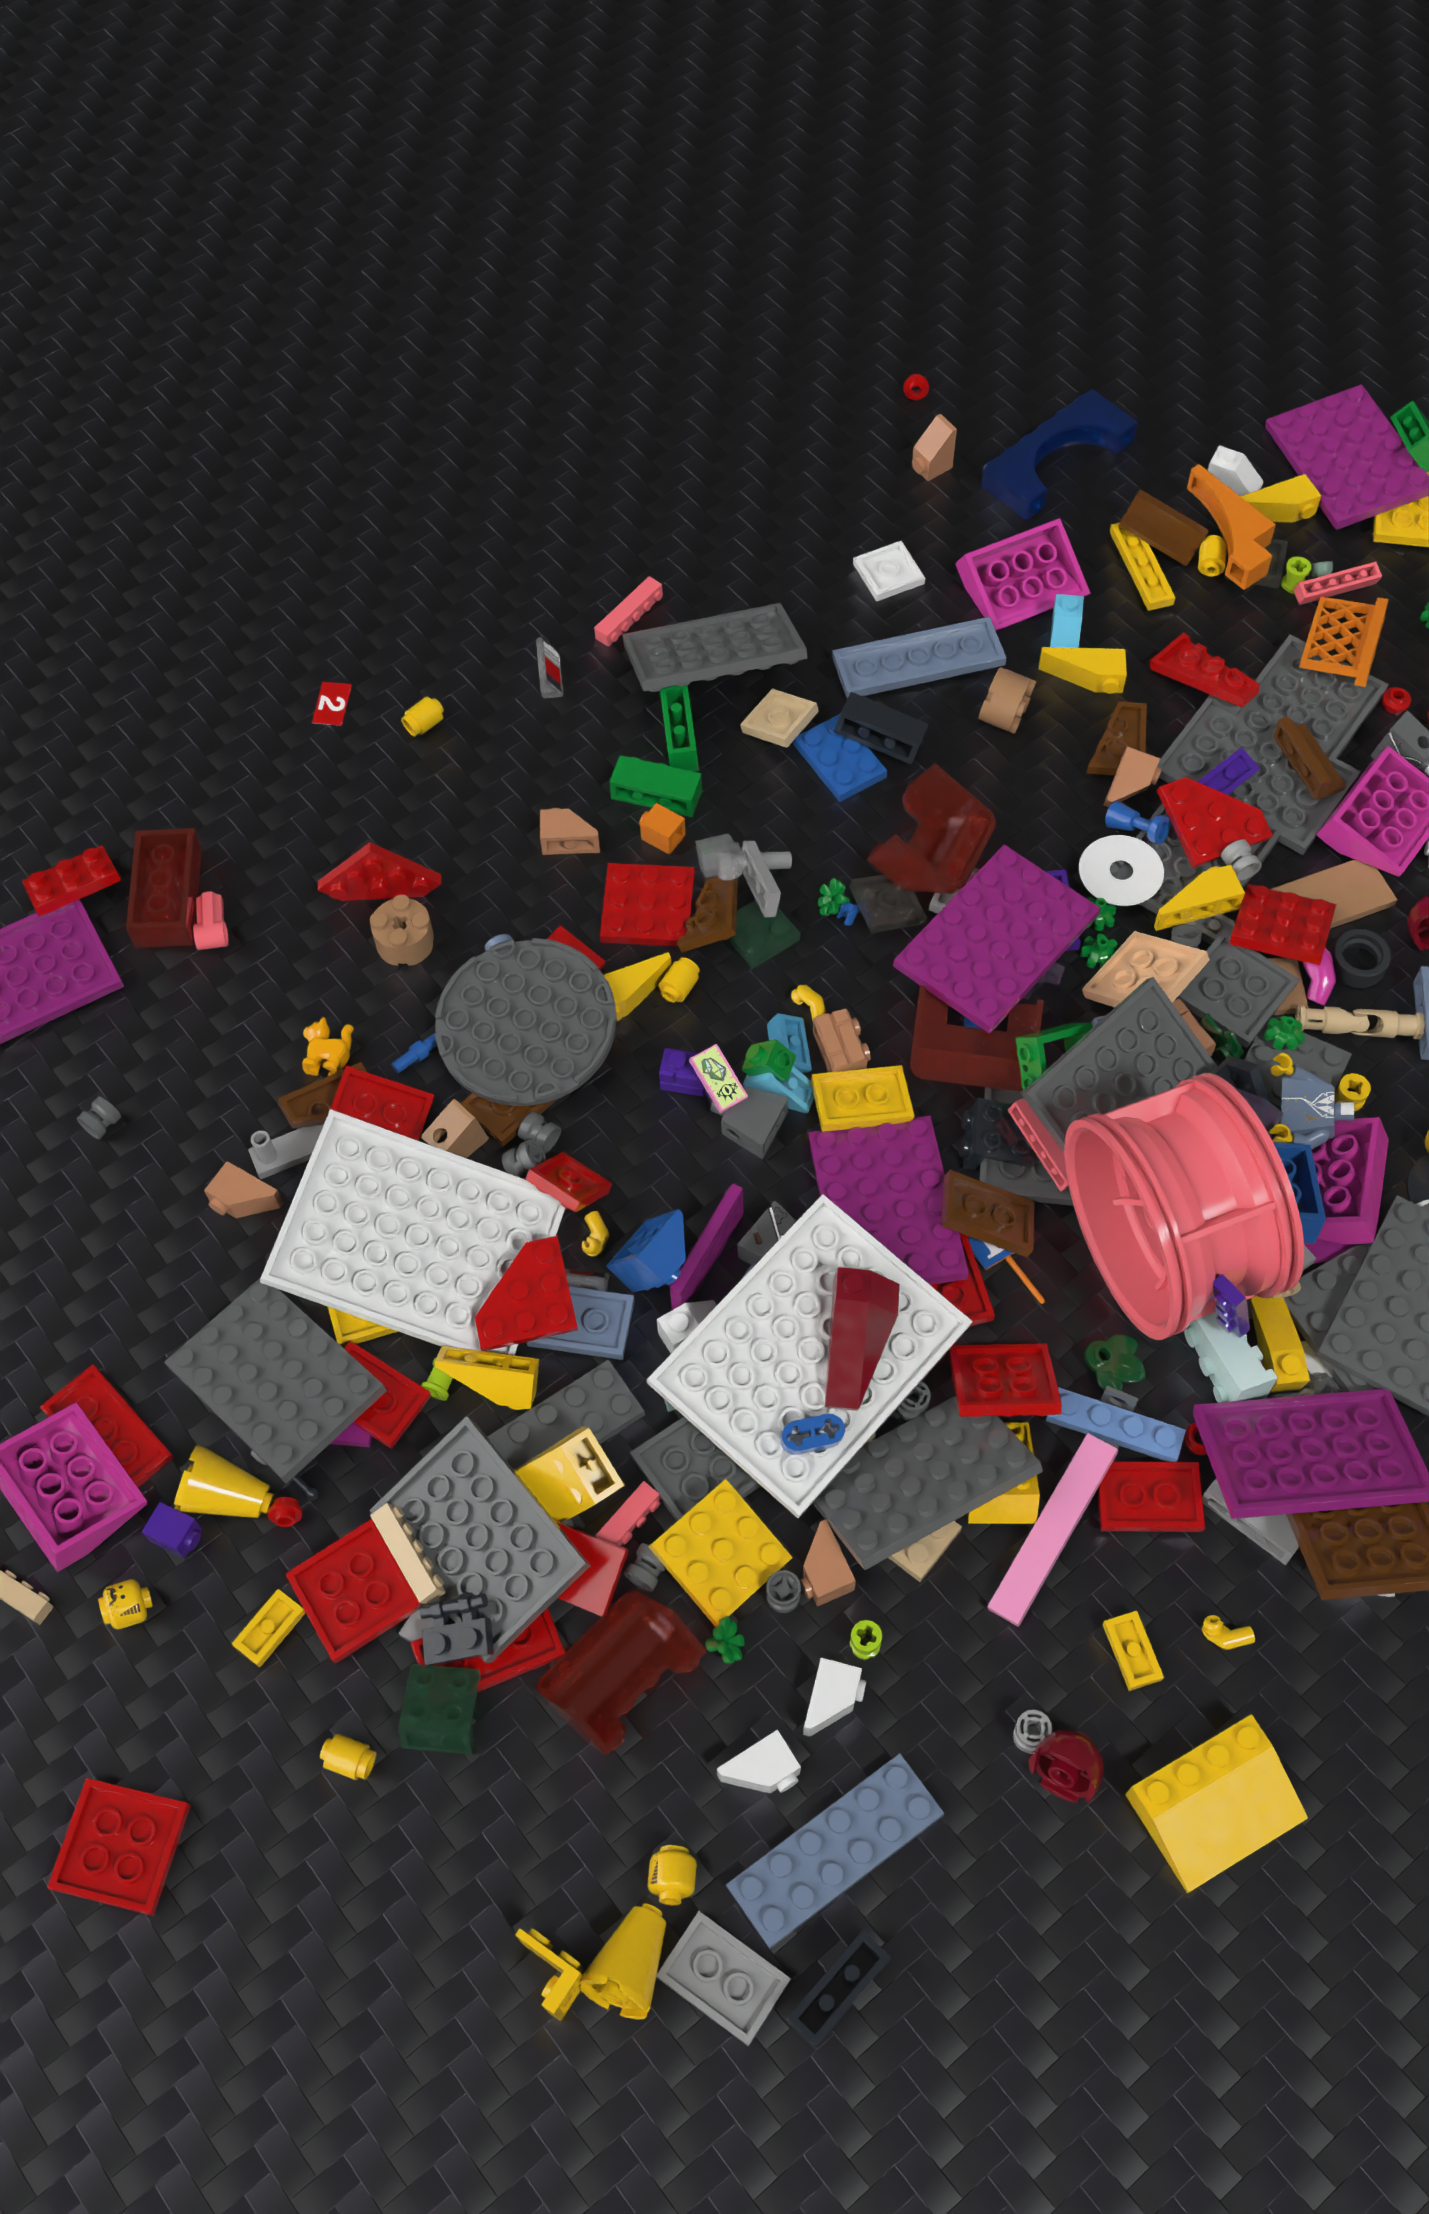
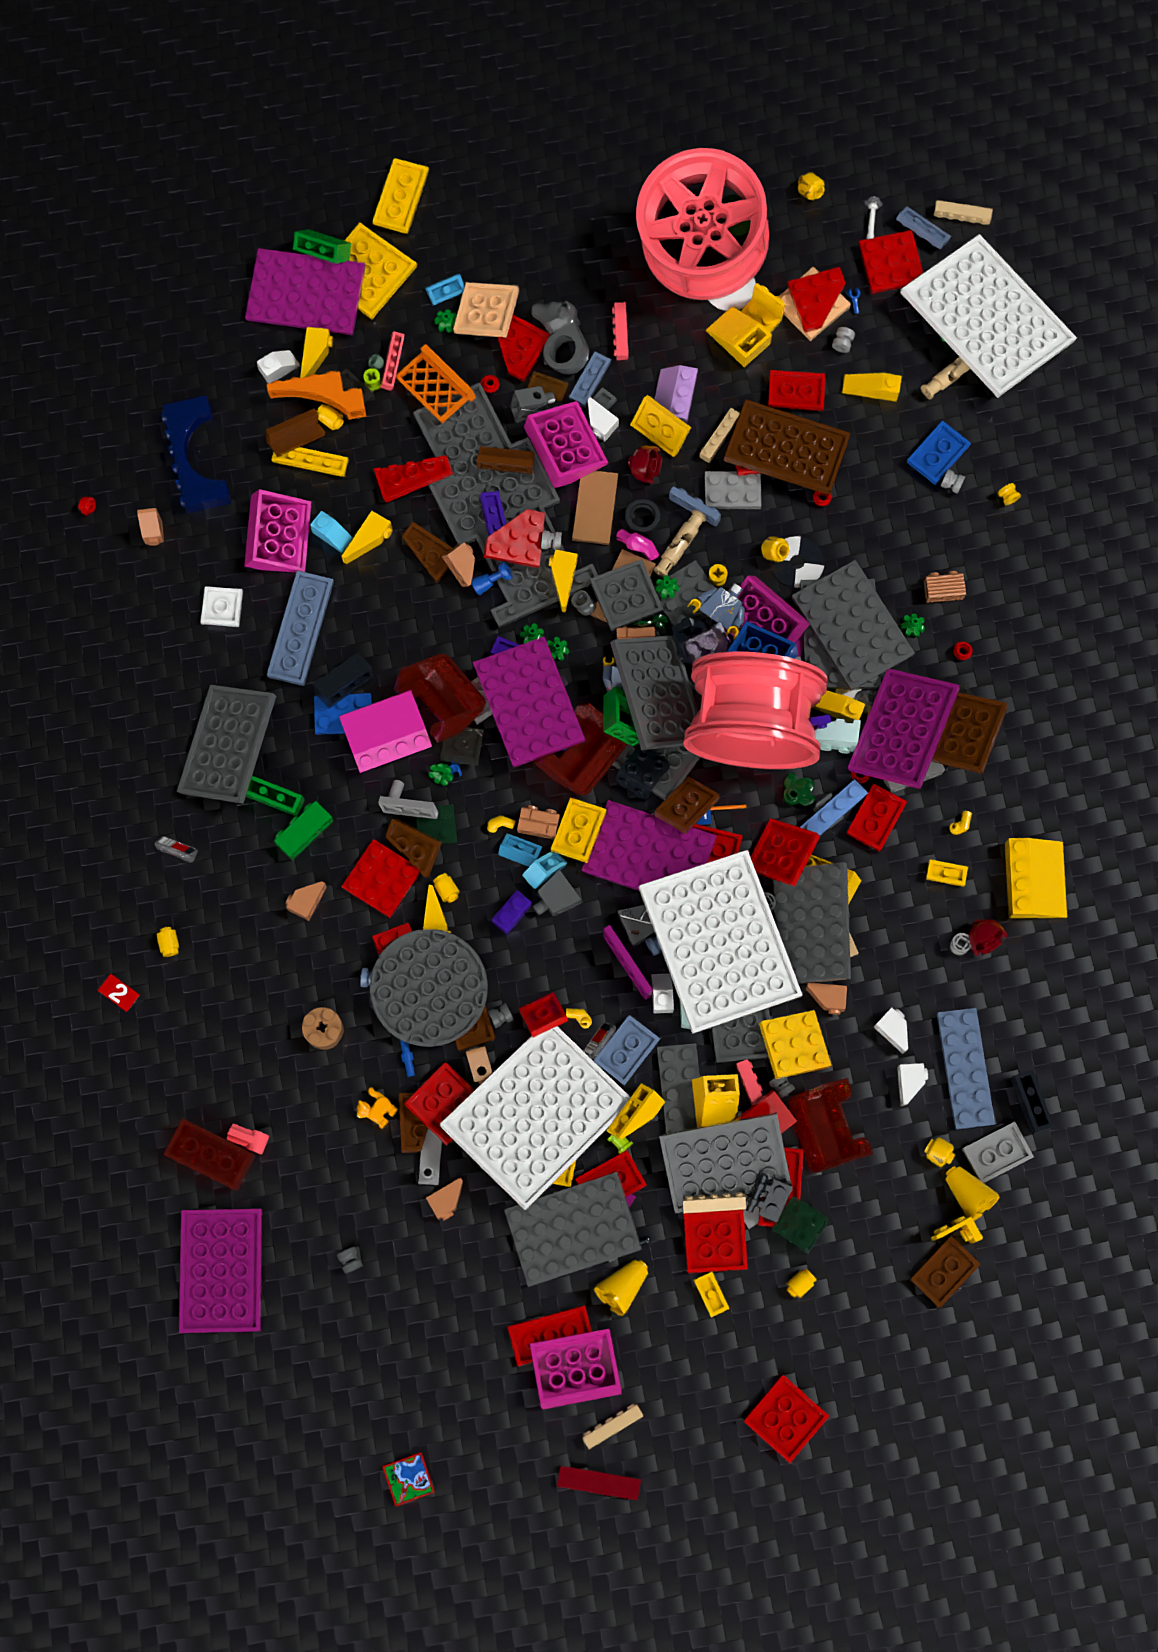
camera: 65 degrees left, 15 degrees up
(70, 880) = (168, 1210): red plate -> none
(125, 1604) = (660, 1364): yellow head -> none
(172, 1530) = (632, 1321): dark purple brick -> none
(285, 1512) = (652, 1258): red plate -> none
(378, 875) = (279, 1025): red plate -> none
(478, 1990) = (945, 1271): none -> reddish brown plate
(520, 1160) = (514, 1032): dark grey wheel -> none
(529, 1299) = (605, 1070): red plate -> none
(628, 611) = (159, 777): coral piece -> none
(652, 1253) = (617, 992): blue slope -> none
(662, 828) = (335, 843): orange brick -> none
(718, 1078) = (531, 901): tile -> none
(721, 857) = (378, 820): clear brick -> none
(726, 1641) = (840, 1066): green plant -> none
(769, 1058) = (533, 868): green bracket -> none
(779, 718) = (298, 733): tan plate -> none
(783, 1584) = (830, 1024): dark grey wheel -> none
(810, 1426) = (771, 966): blue beam -> none
(844, 802) = (385, 731): none -> dark pink slope
(859, 1632) = (875, 991): lime bush -> none
(860, 1326) = (724, 910): dark red wedge -> none
(1007, 700) = (366, 598): medium nougat brick -> none
(1041, 1142) = (668, 753): coral piece -> none
(1052, 1530) = (869, 874): bright pink tile -> none
(1143, 958) = (589, 635): light nougat plate -> none
(1146, 865) = (520, 621): white sticker -> none
(1283, 924) = (604, 545): red plate -> none

